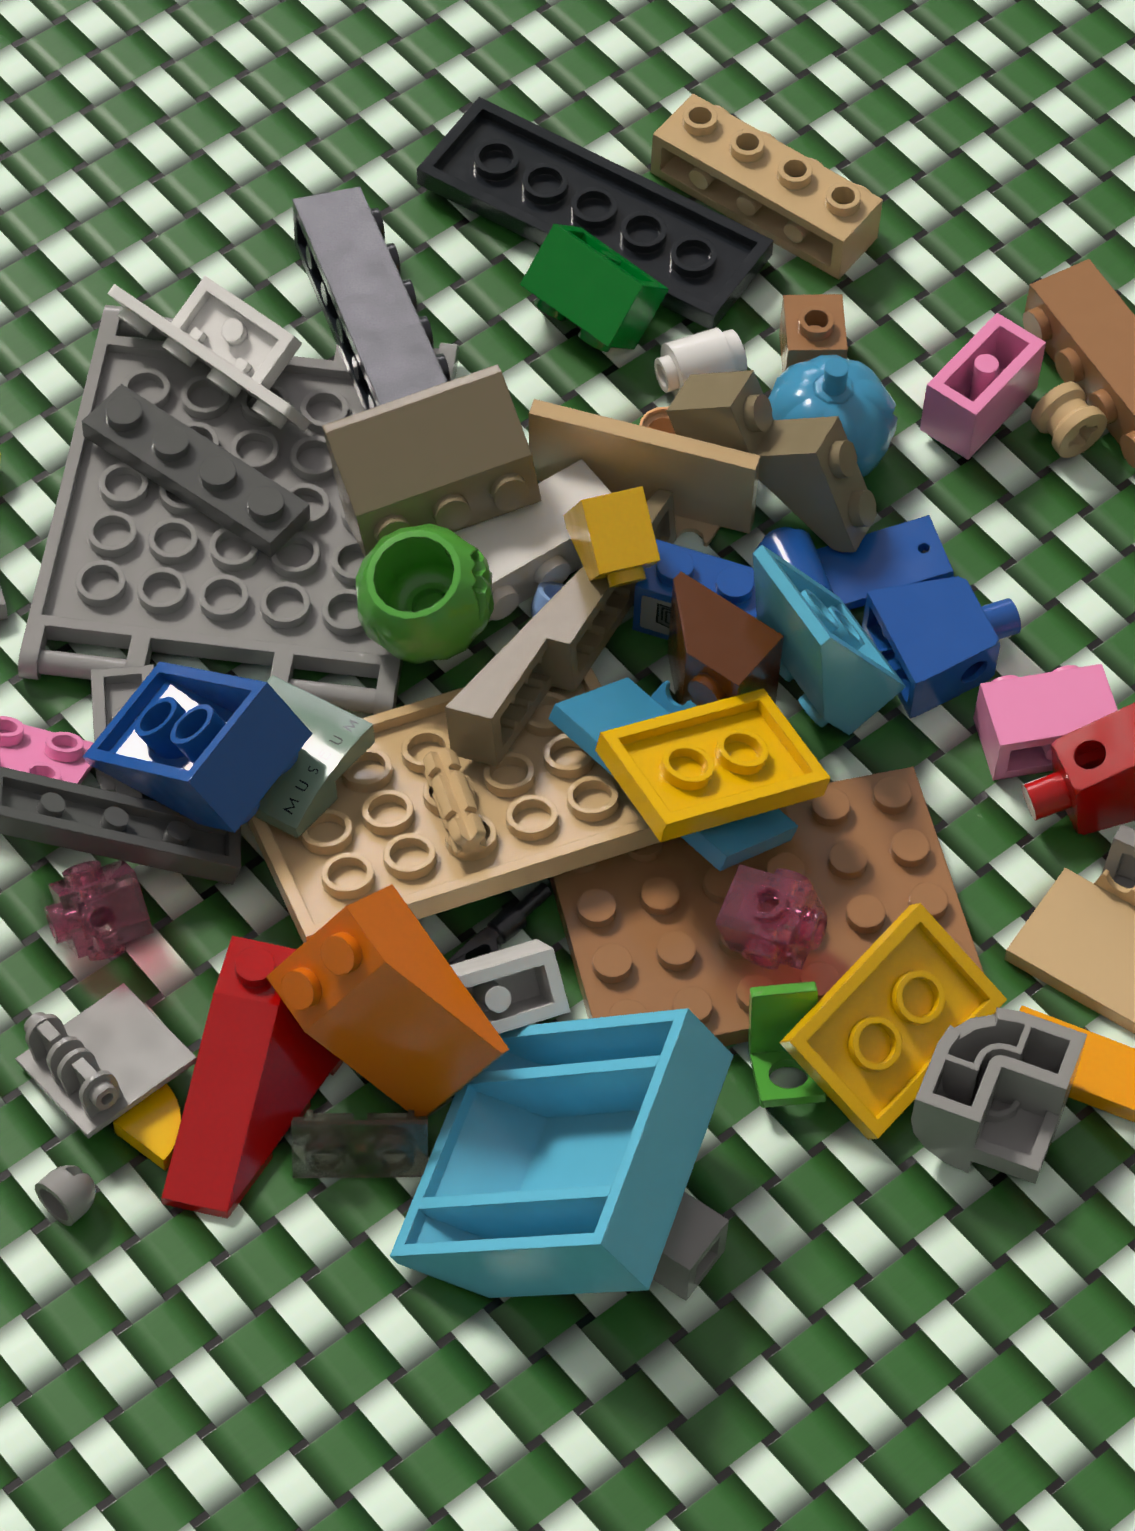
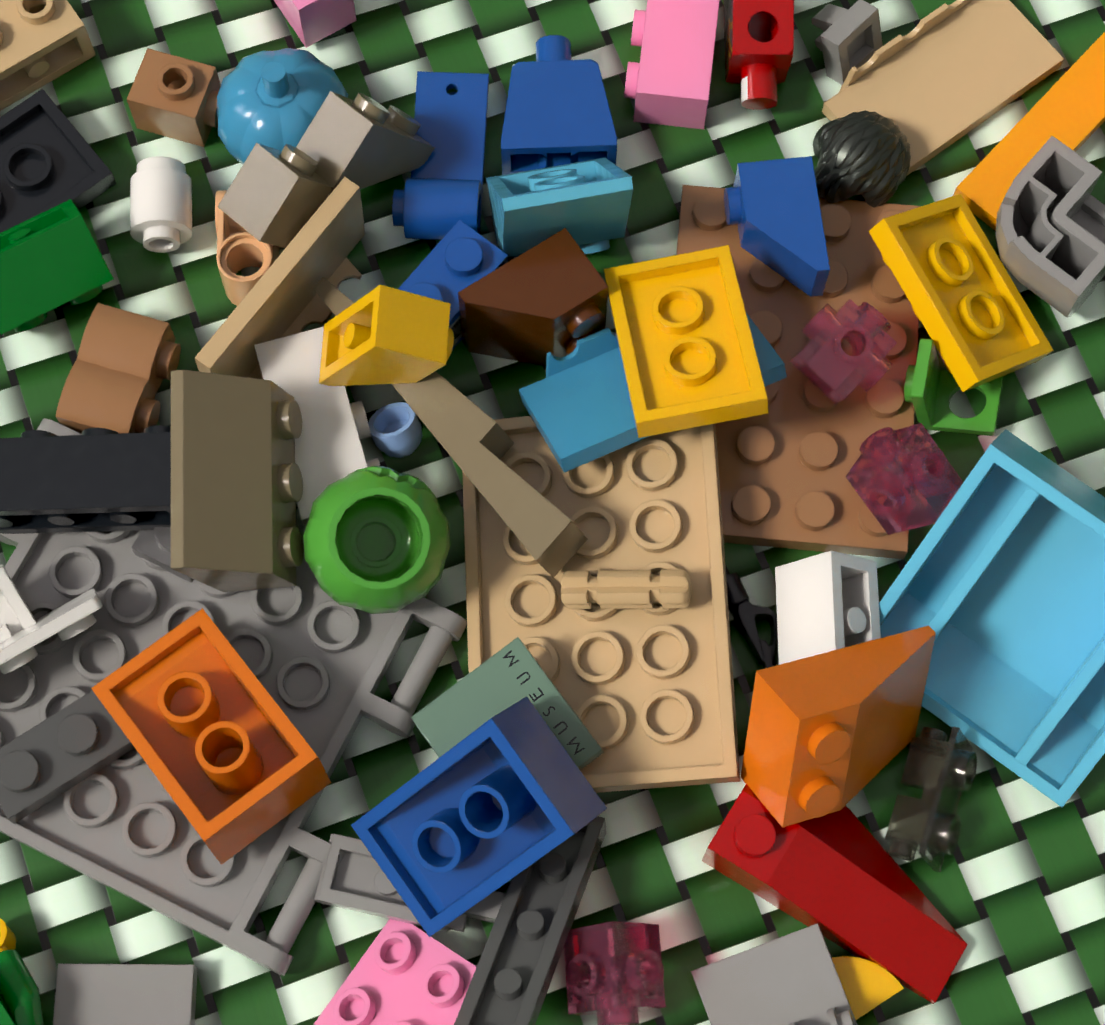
camera: 70 degrees left, 15 degrees up
(196, 532) = (212, 735): none -> orange slope
(532, 368) = (118, 372): none -> medium nougat brick
(645, 981) = (903, 478): none -> clear pink brick
(899, 837) = (781, 219): none -> blue slope
(1009, 906) = (860, 157): none -> pearl dark grey hair

